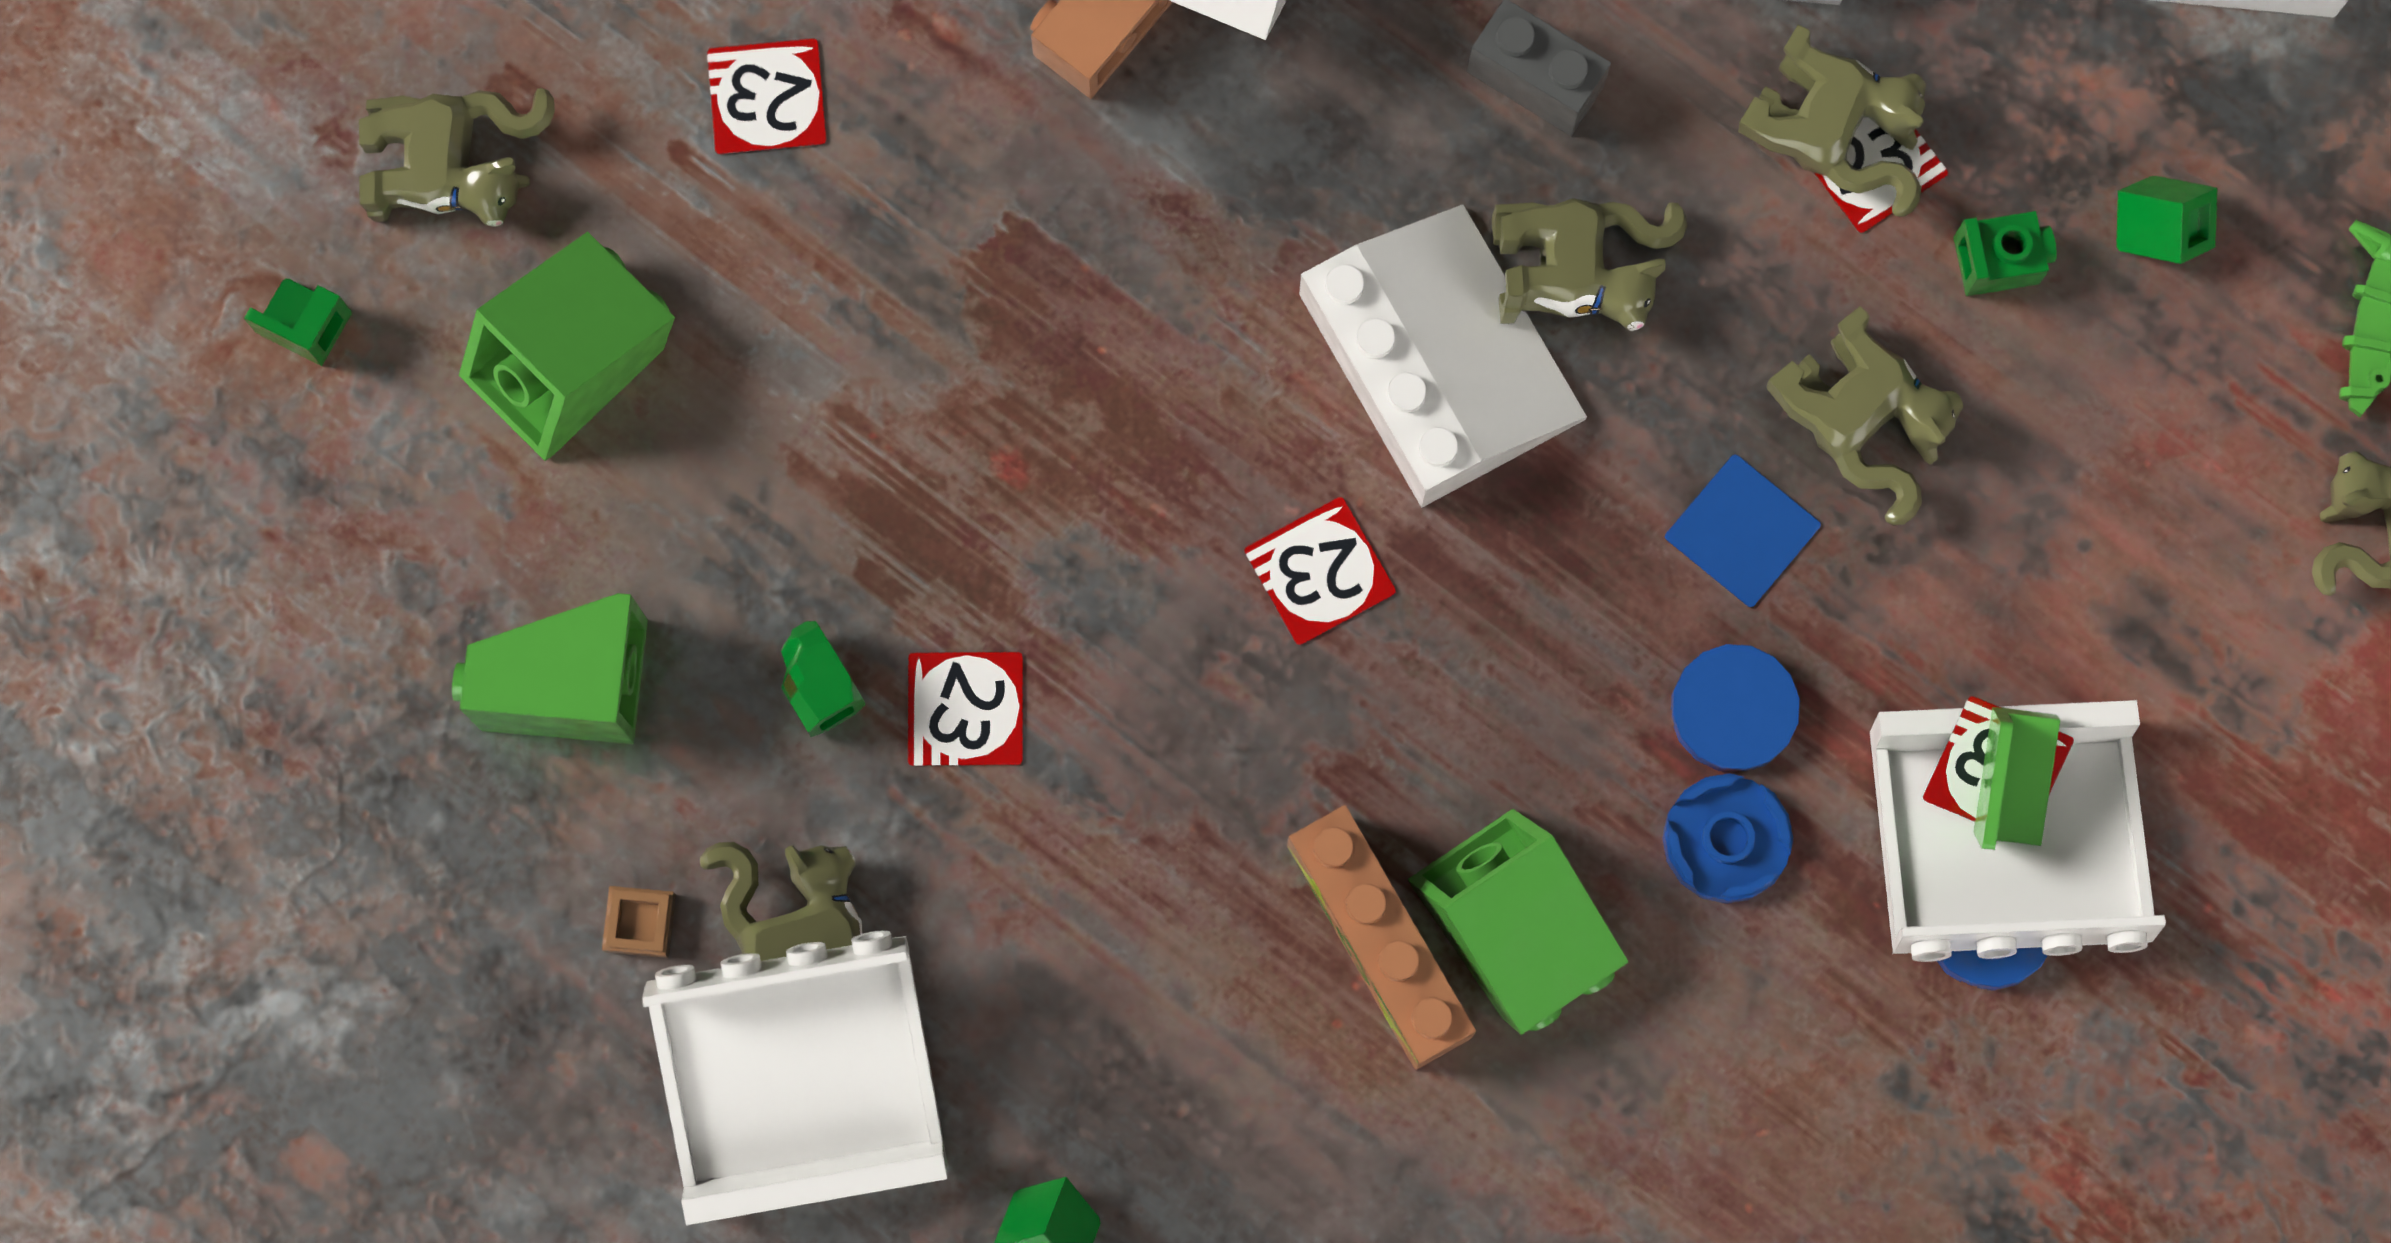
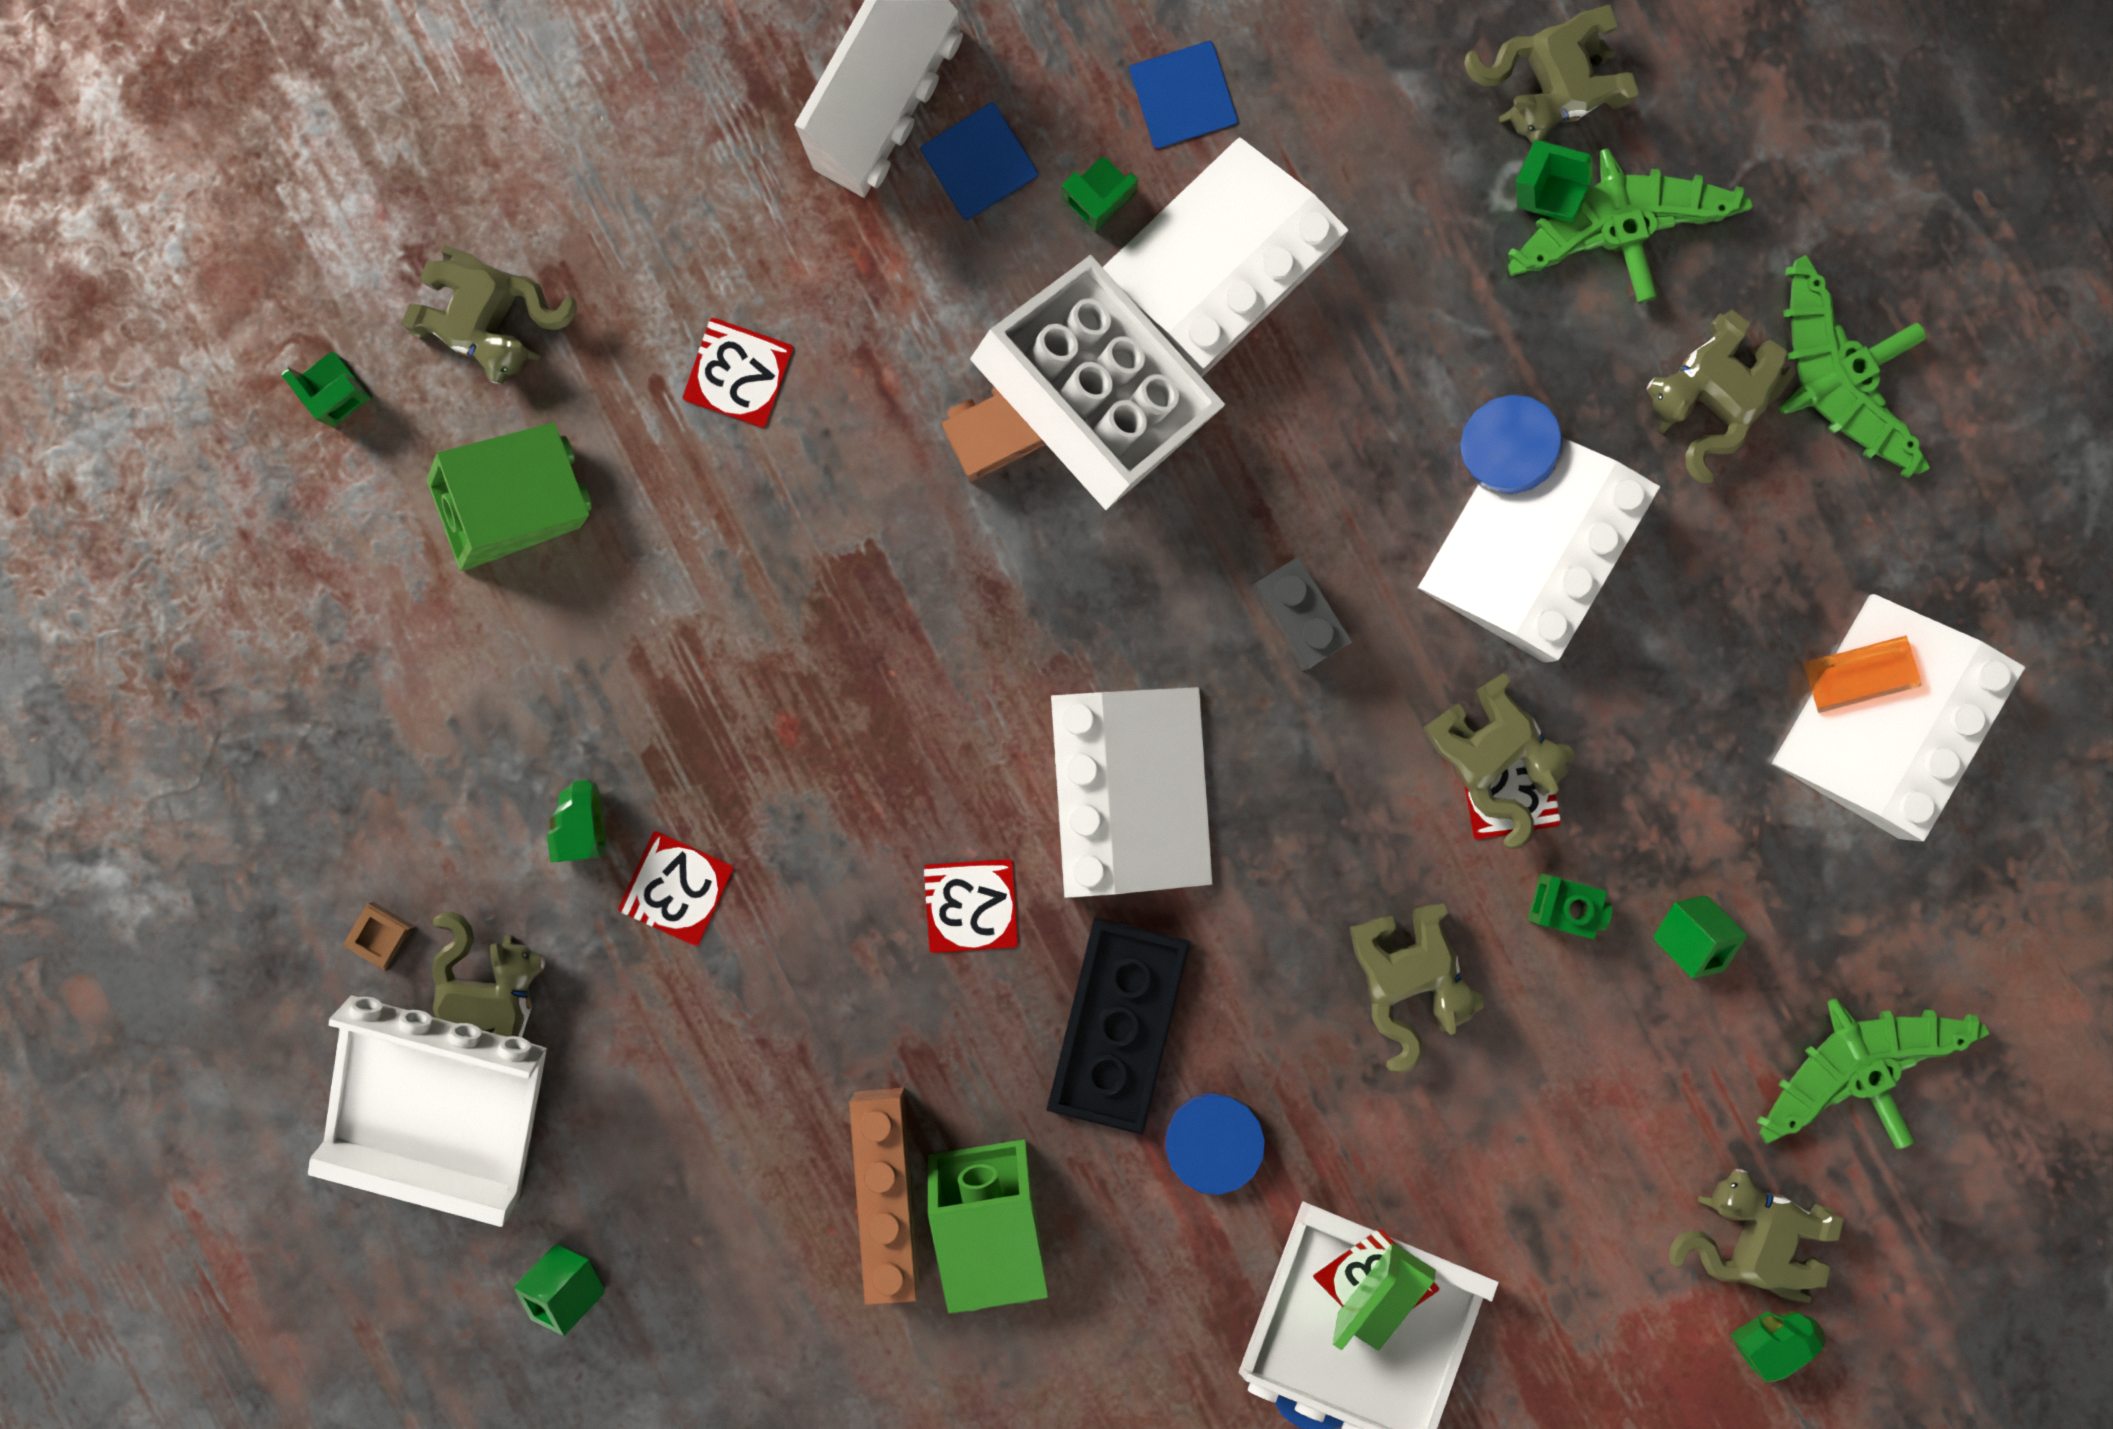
camera: 30 degrees right, 10 degrees up
(559, 674) = (389, 749): bright green slope -> none
(1557, 626) = (1118, 1025): none -> black tile
(1571, 259) = (1255, 768): olive animal -> none
(1727, 838) = (1164, 1231): blue tile -> none
(1742, 530) = (1283, 1016): blue sticker -> none

